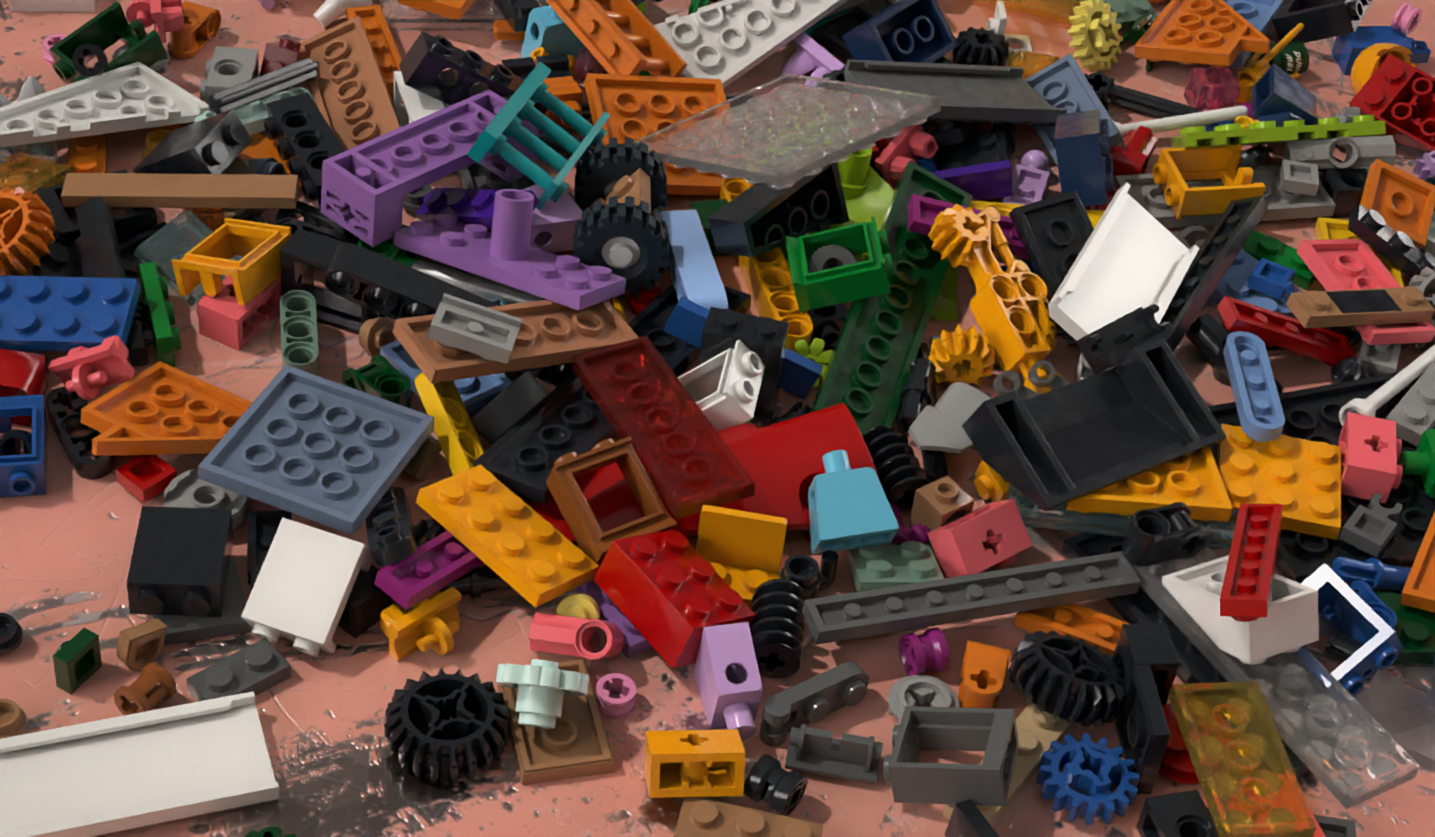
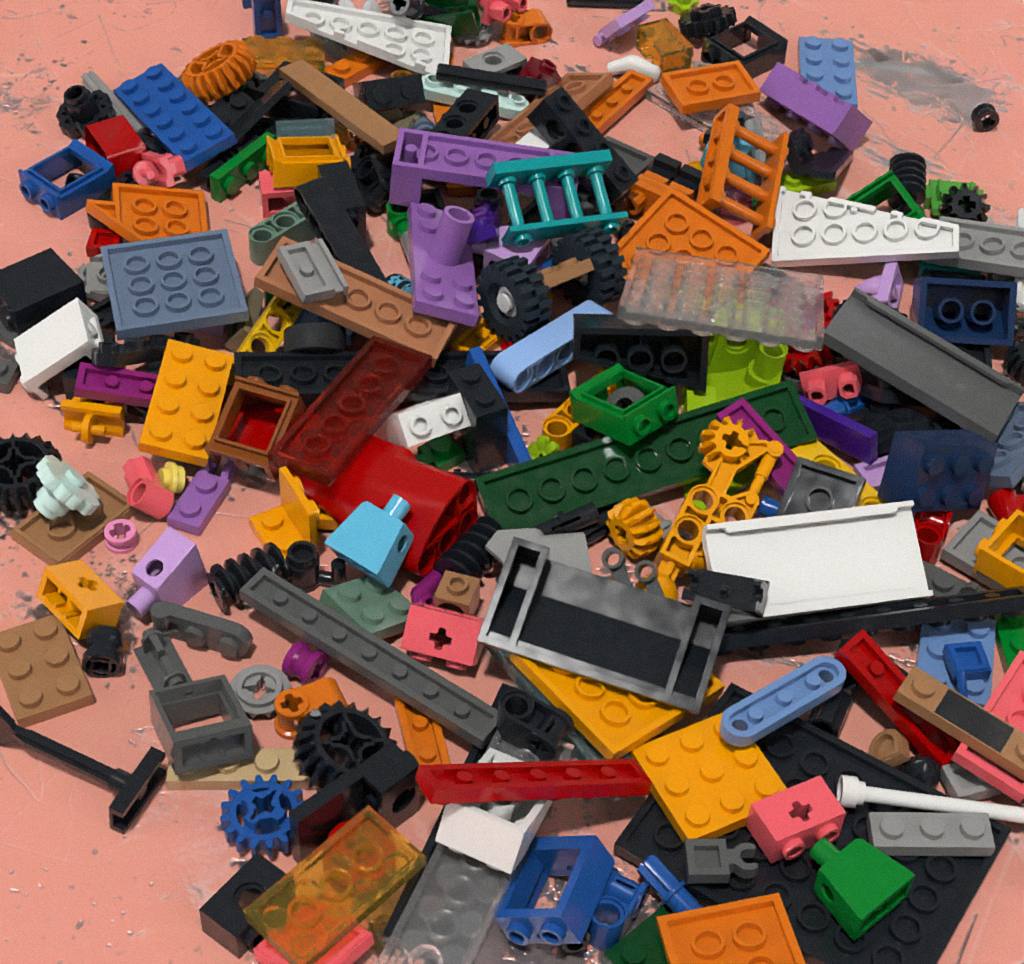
camera: 55 degrees right, 5 degrees up
(668, 592) = (217, 503): red brick -> none
(1316, 372) = (890, 747): none -> medium nougat tile

